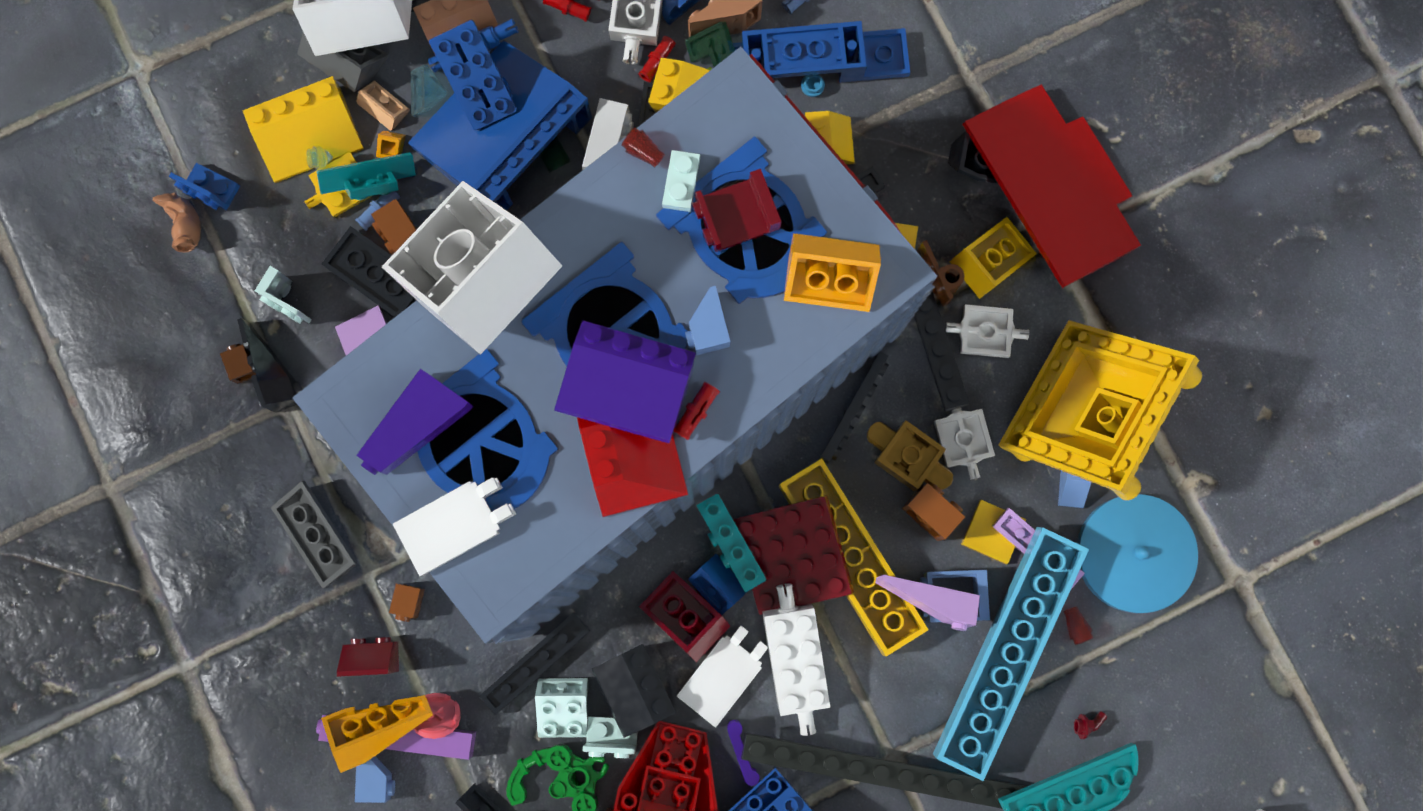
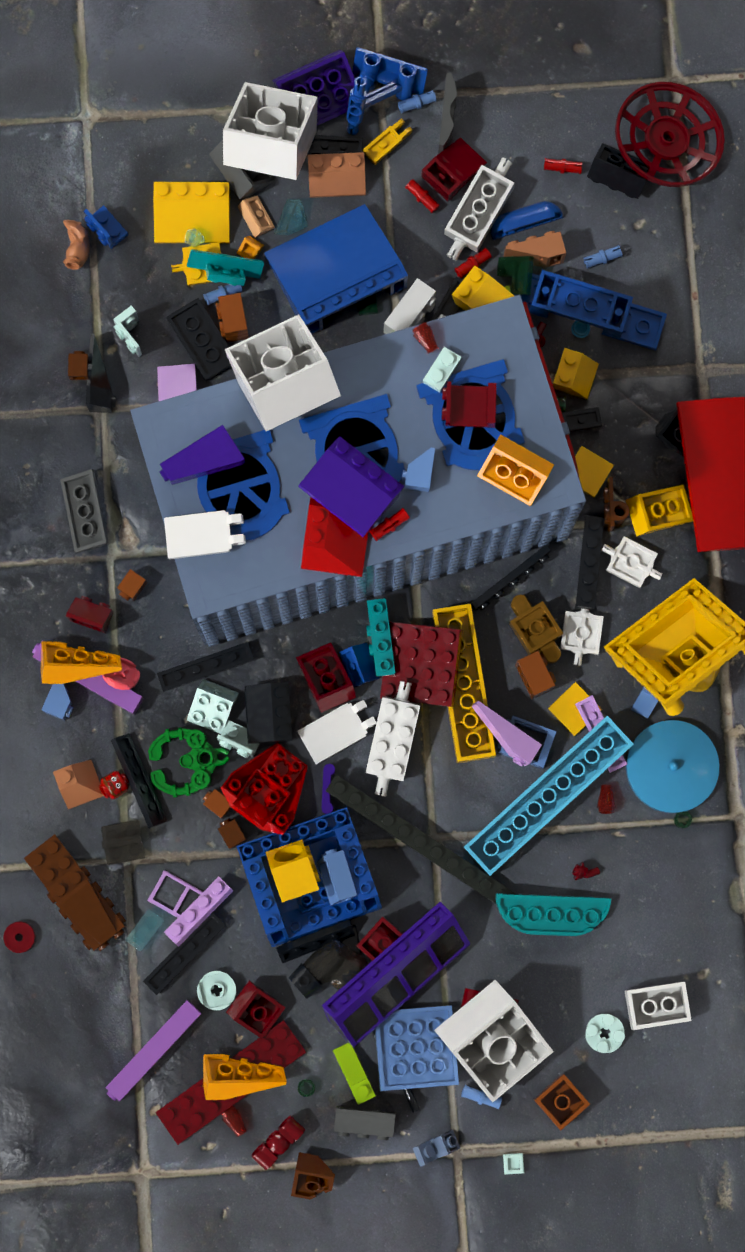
camera: 20 degrees right, 0 degrees up
(472, 72) = (332, 222): blue plate -> none
(1175, 619) = (680, 825): none -> clear green bush

